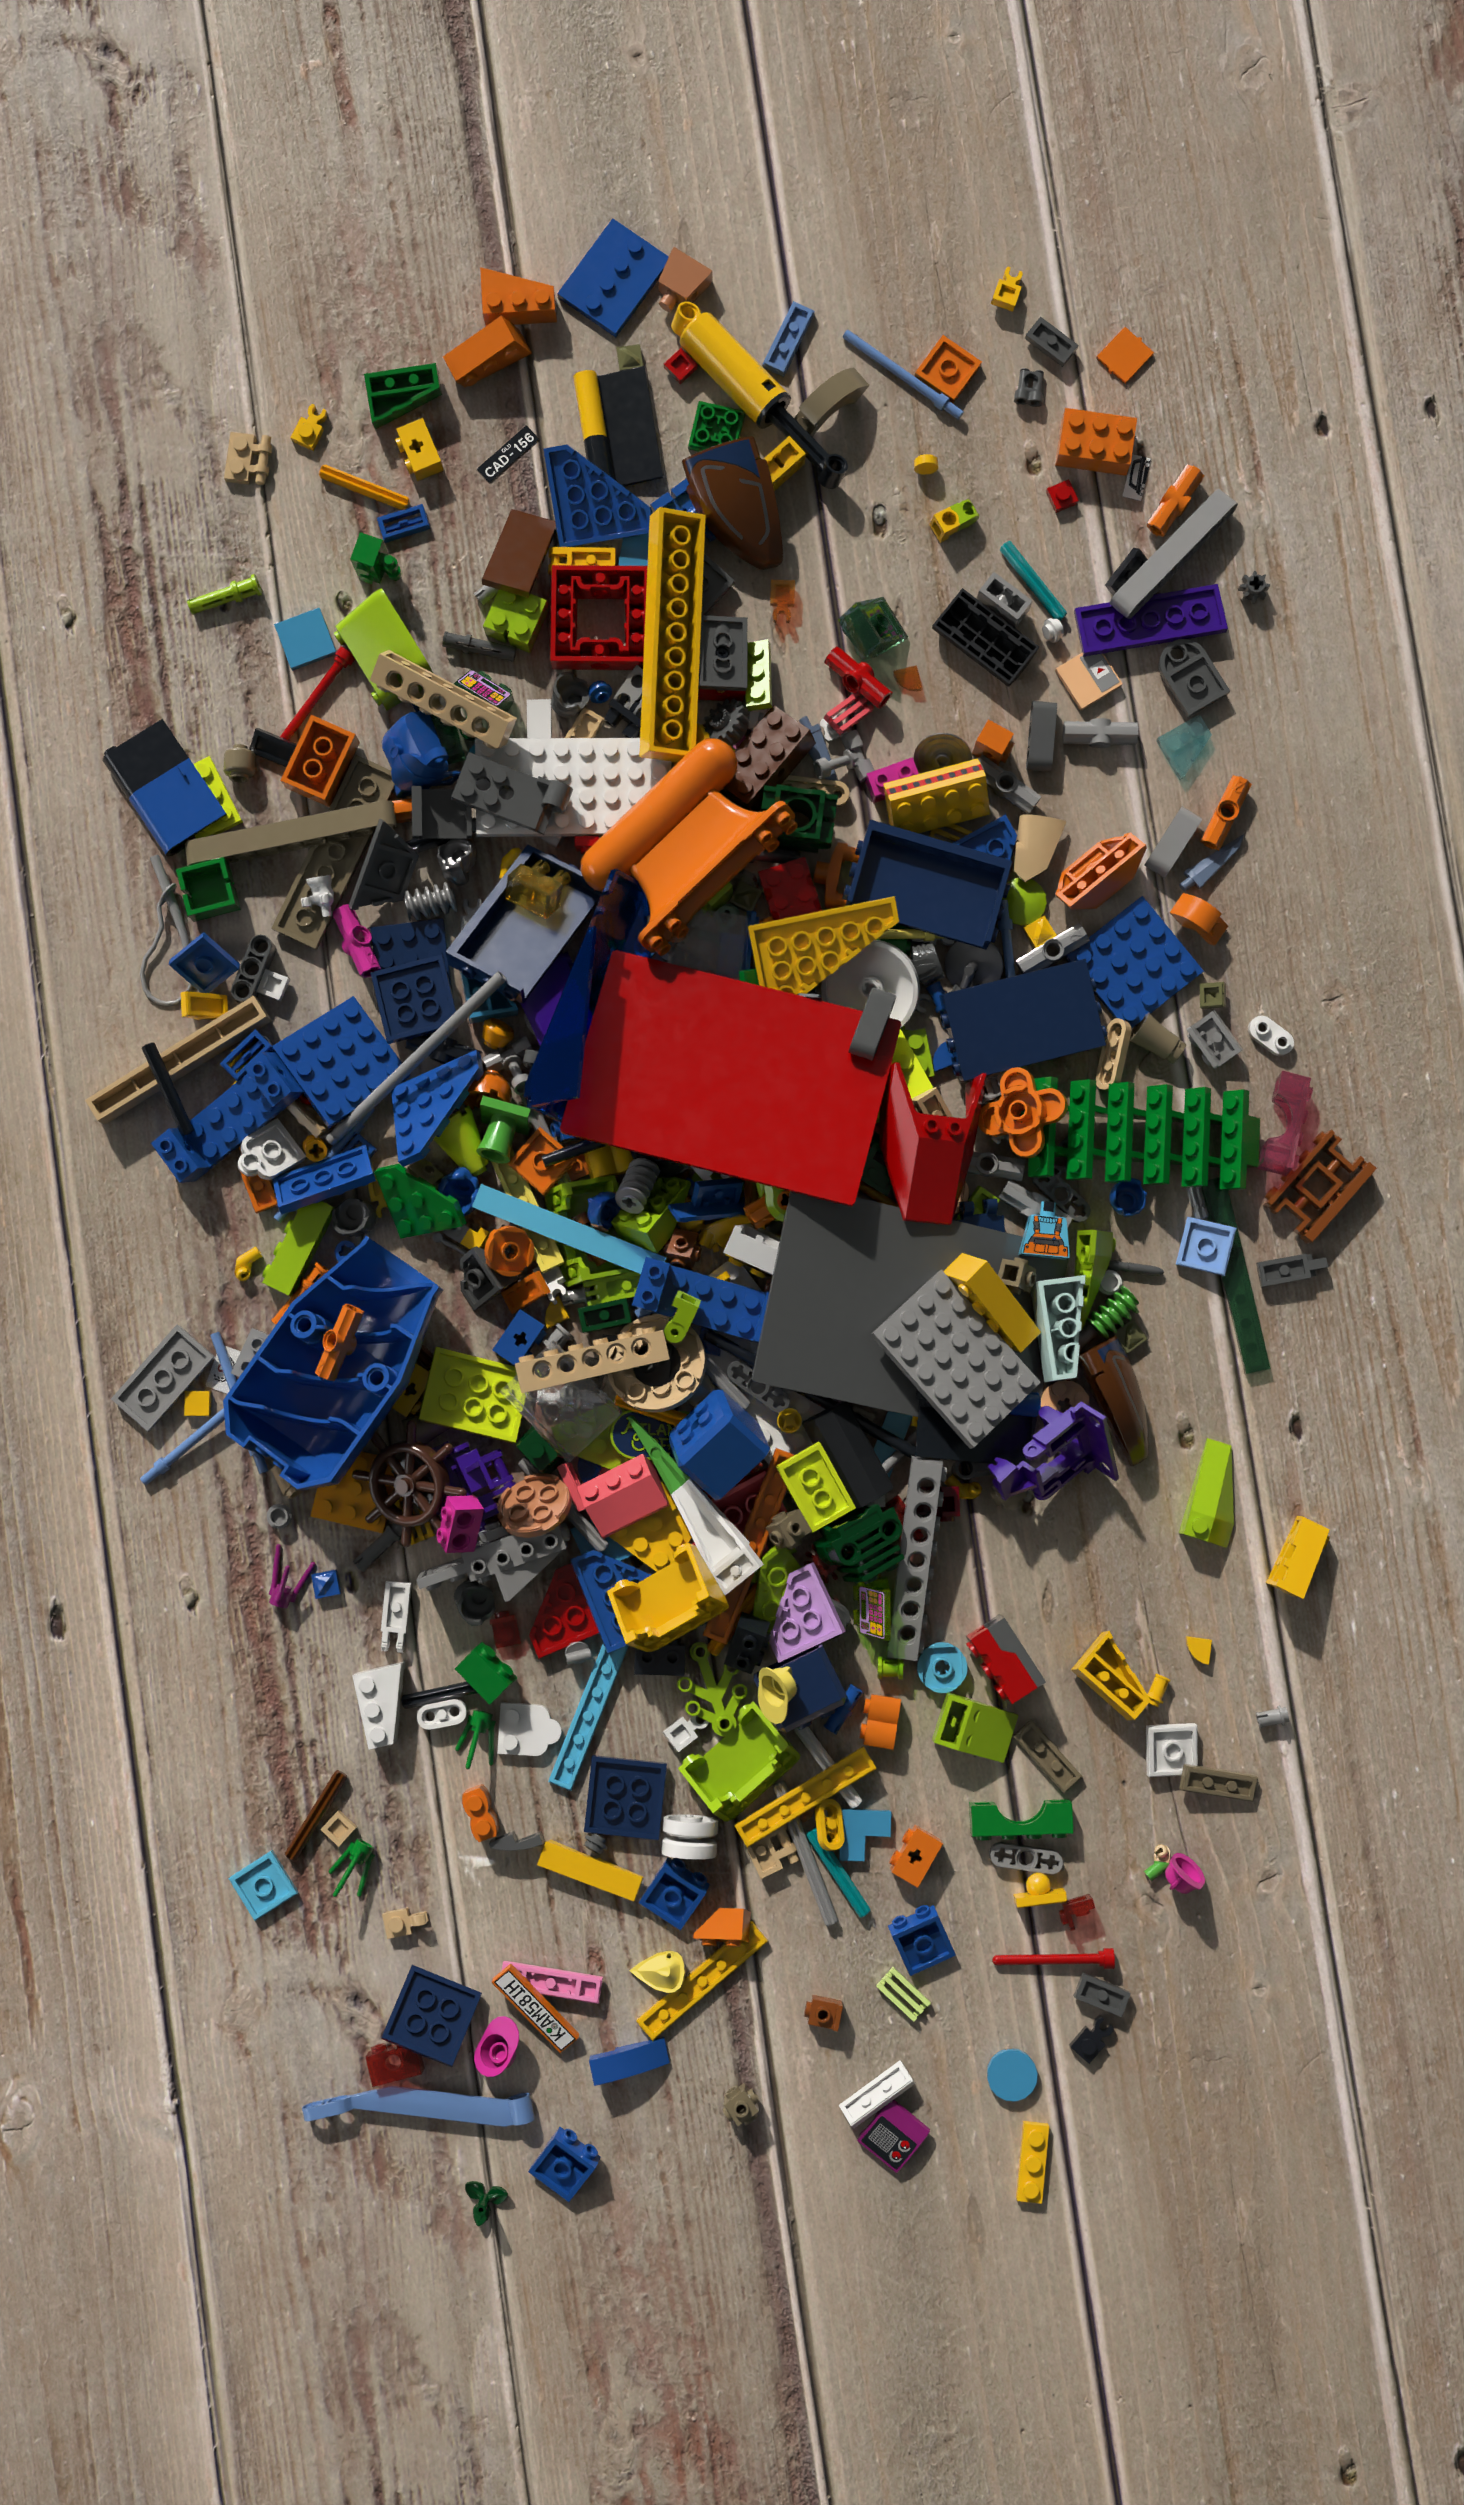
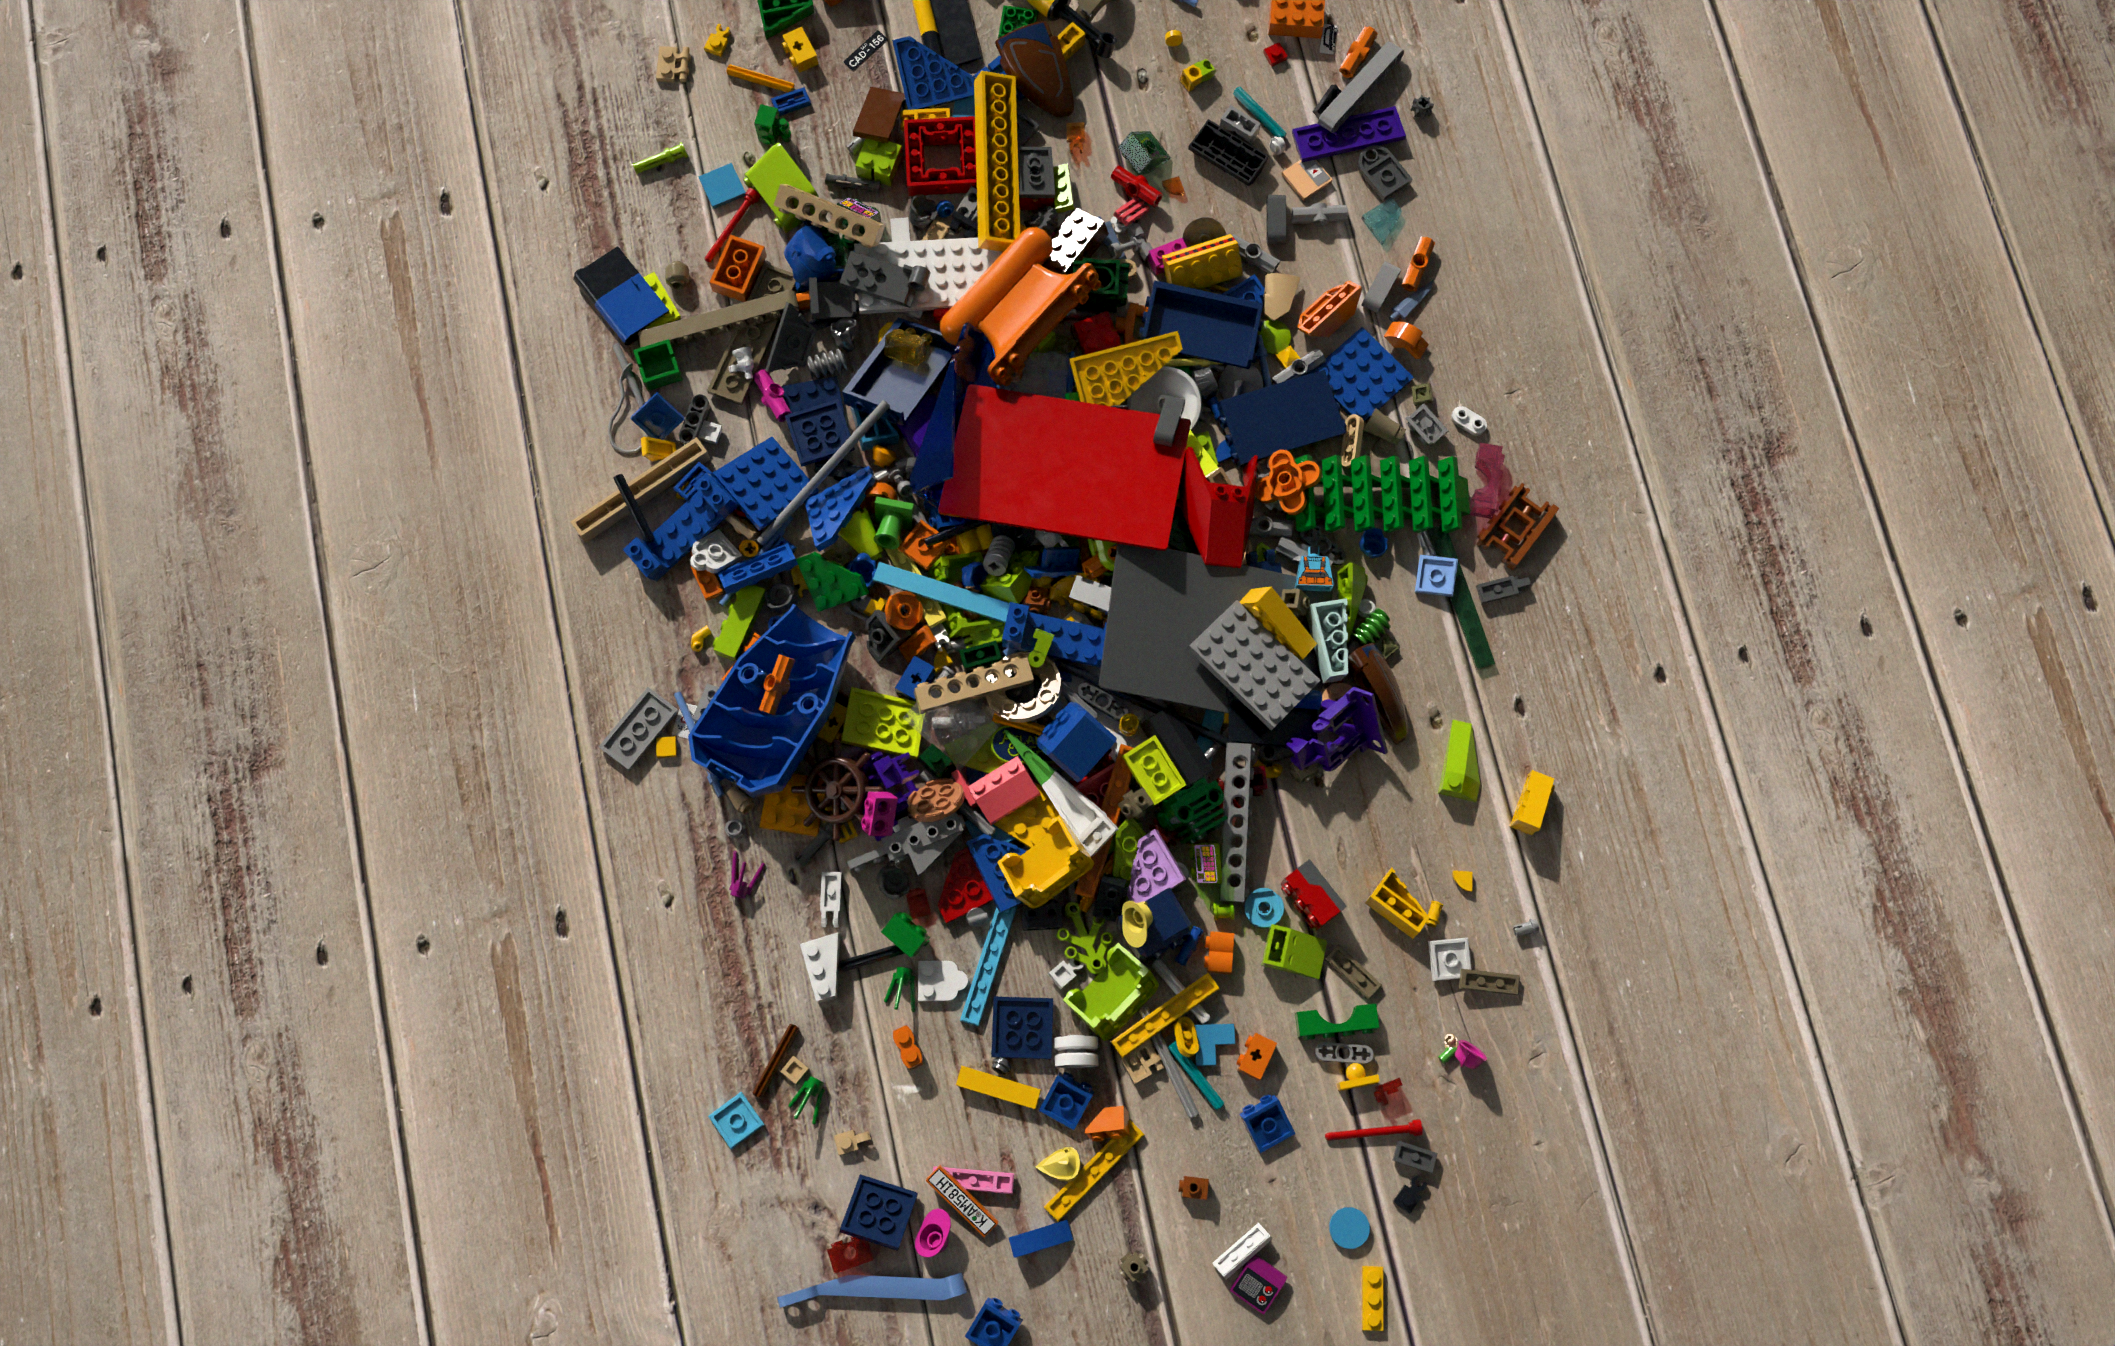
camera: 10 degrees left, 10 degrees down
(162, 1465) = (641, 795): medium blue bar -> none
(272, 747) = (701, 262): black tile -> none
(326, 1584) = (774, 878): blue tile -> none
(442, 1714) = (872, 972): white plate -> none
(510, 1841) = (931, 1069): dark grey slope -> none
(919, 2008) = (1259, 1161): yellowish green tile -> none
(994, 743) = (1242, 223): orange brick -> none
(1116, 1265) = (1383, 596): dark grey piece -> none

